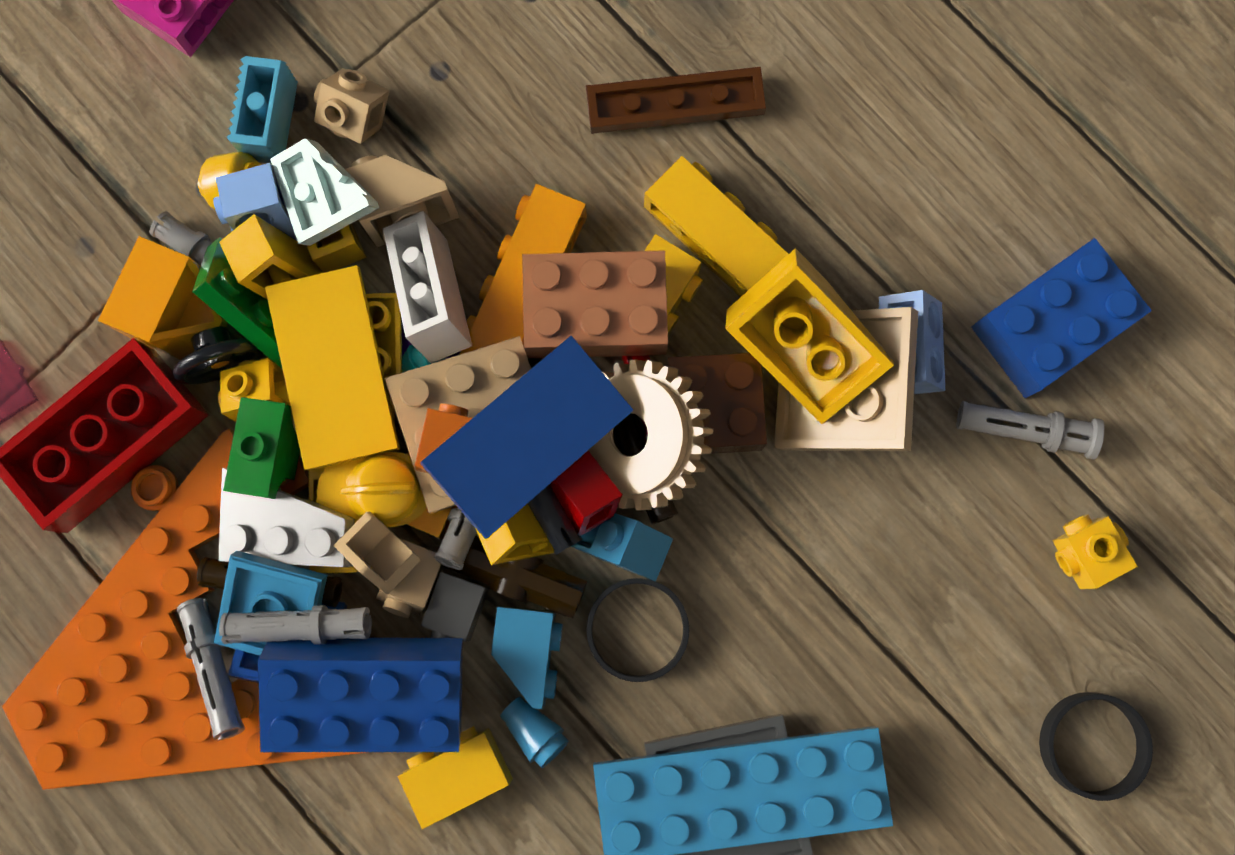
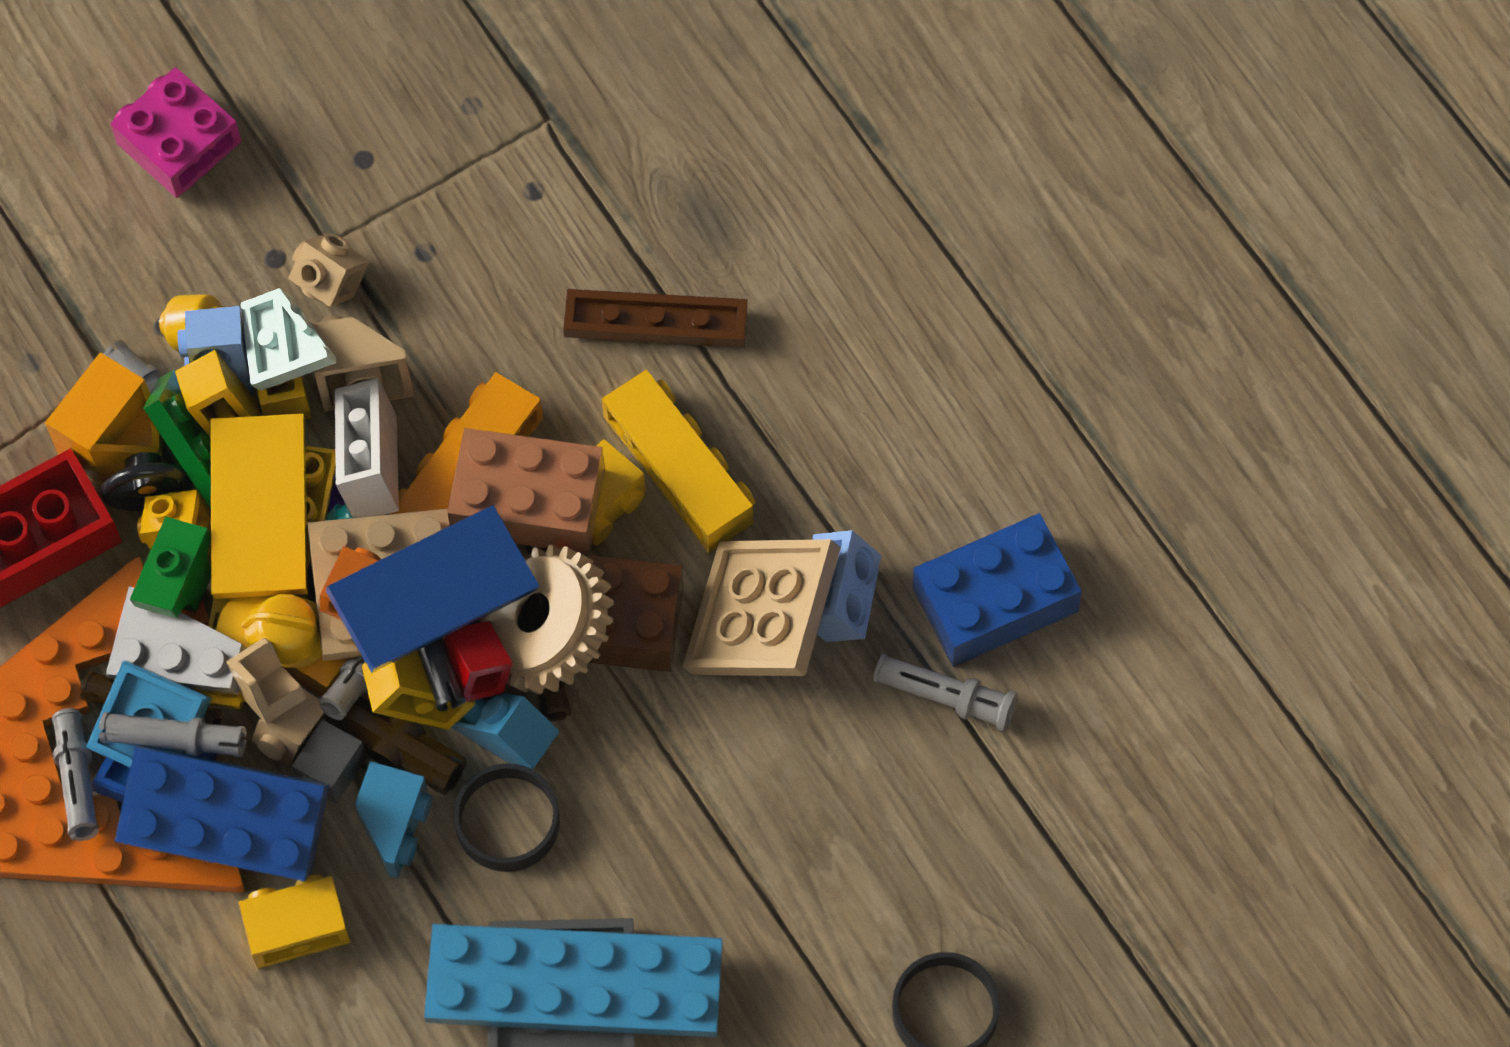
camera: 10 degrees right, 15 degrees down
(153, 487) = (52, 600): orange plate -> none
(263, 108) = (241, 256): medium azure brick -> none
(534, 732) = (382, 896): dark azure cone -> none
(807, 337) = (727, 554): yellow slope -> none
(1093, 551) = (978, 815): yellow brick -> none

